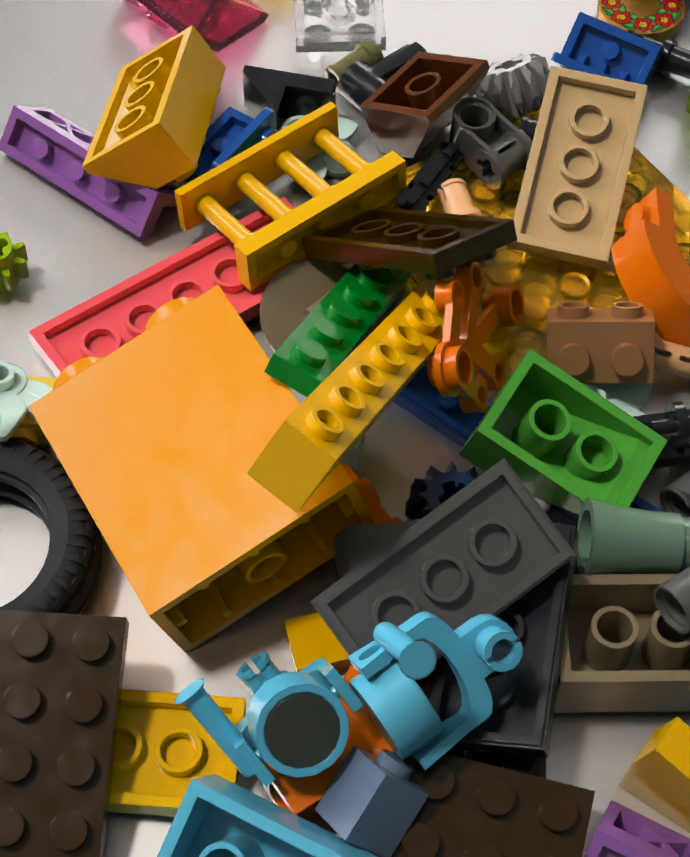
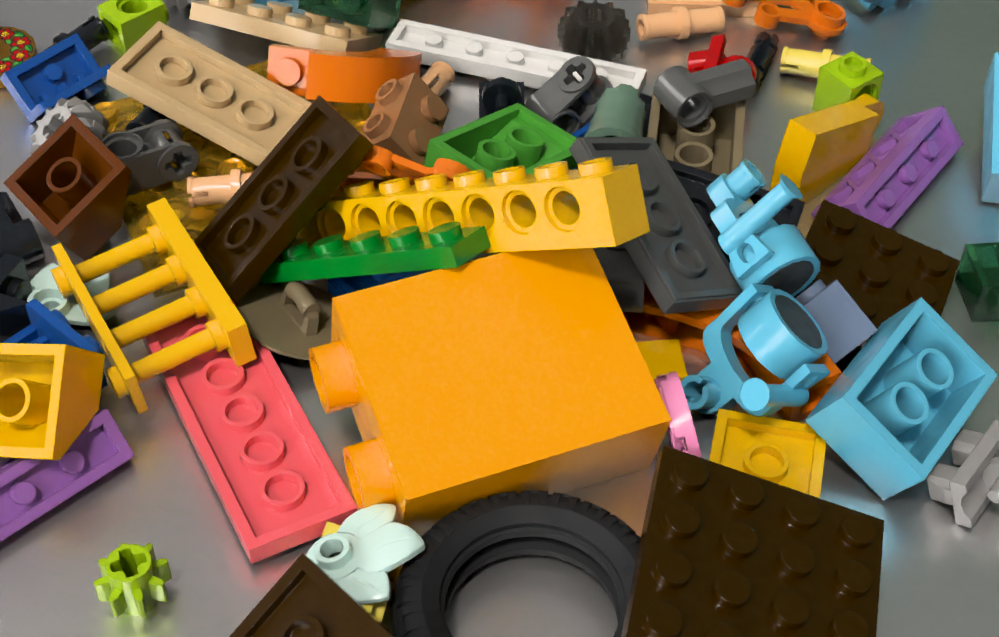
camera: 80 degrees left, 10 degrees down
(190, 646) = (681, 430): none -> bright pink tile
(430, 177) = (148, 191): black axle -> none

